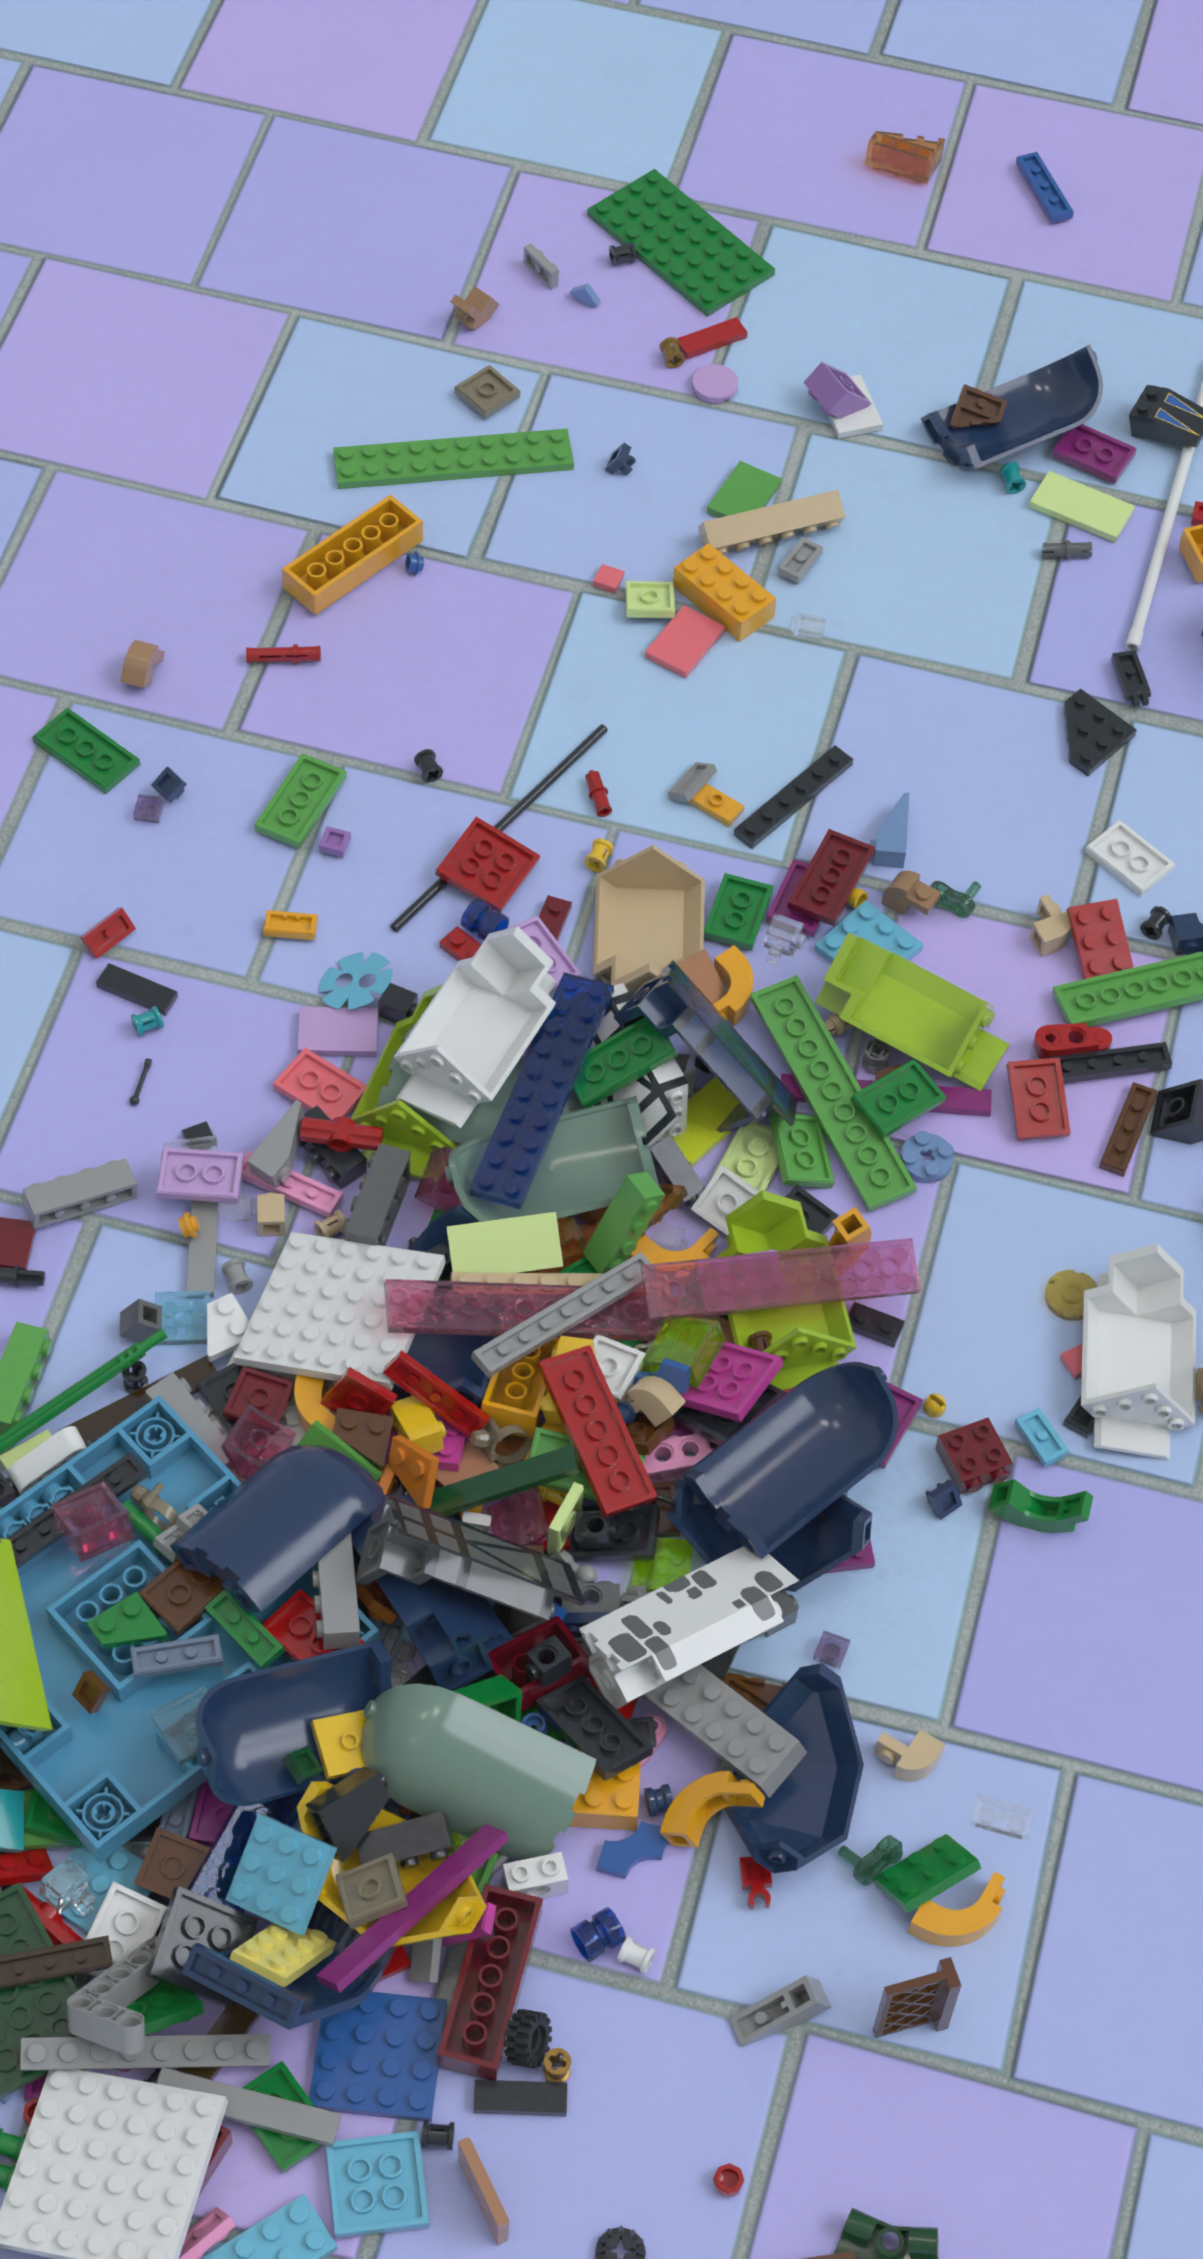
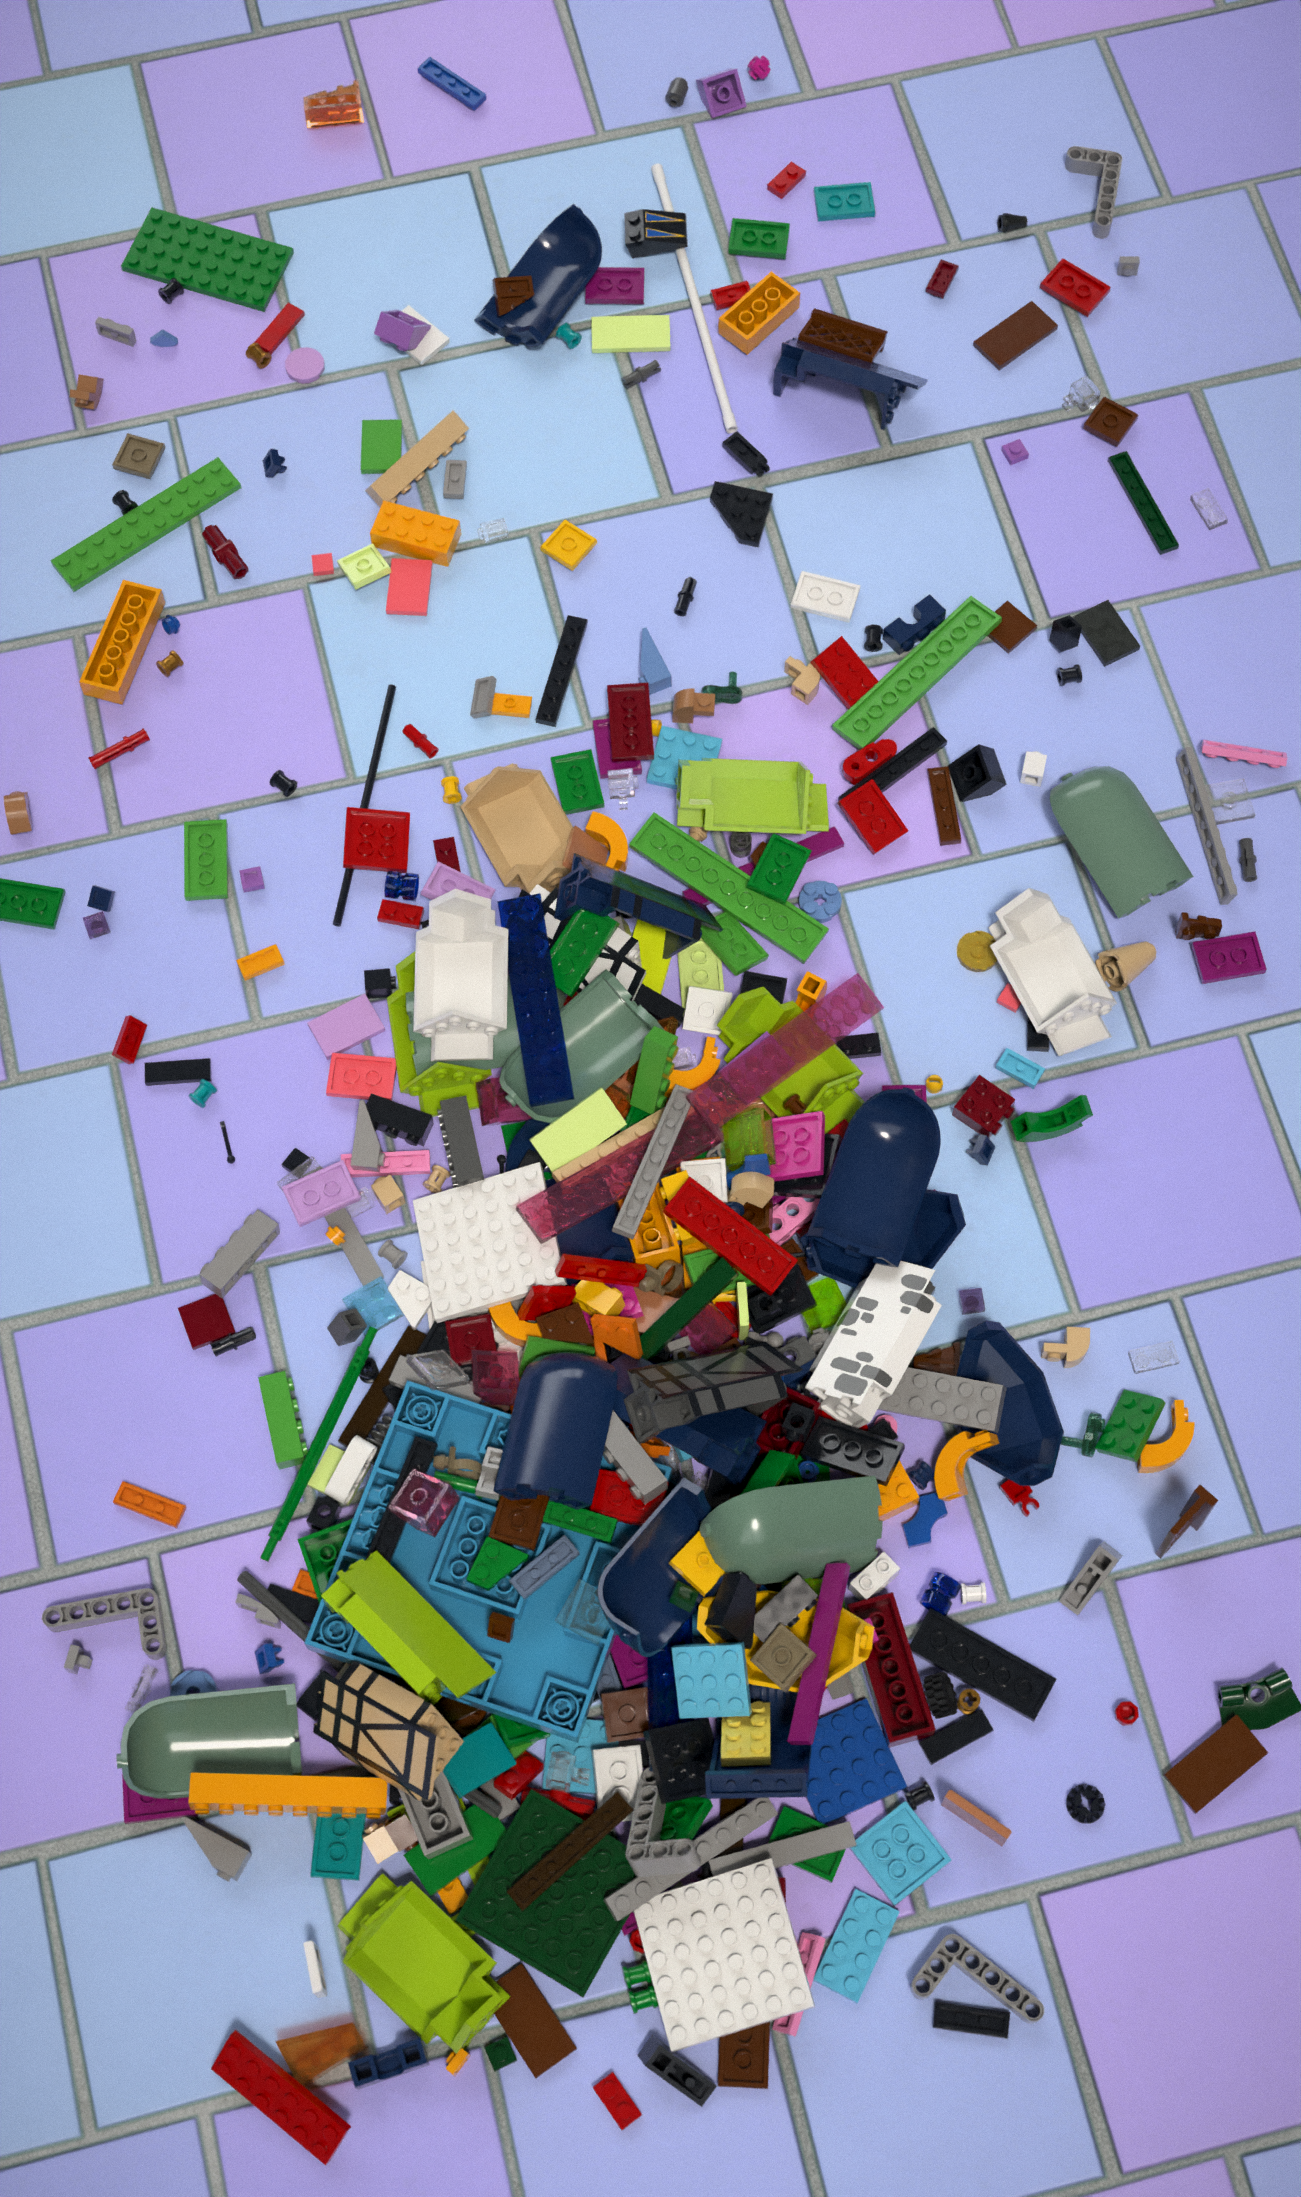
camera: 25 degrees left, 10 degrees up
(200, 1405) = (437, 1370): none -> clear plate
(341, 1134) = (405, 1107): red piece -> none
(357, 995) = (326, 969): medium azure piece -> none
(388, 598) = (169, 663): none -> pearl gold bush
(443, 426) = (122, 500): none -> black bush
(515, 520) = (225, 551): none -> dark red piece
(598, 2036) = (982, 1664): none -> black plate
(880, 678) = (568, 545): none -> yellow plate
(974, 786) = (685, 596): none -> black axle

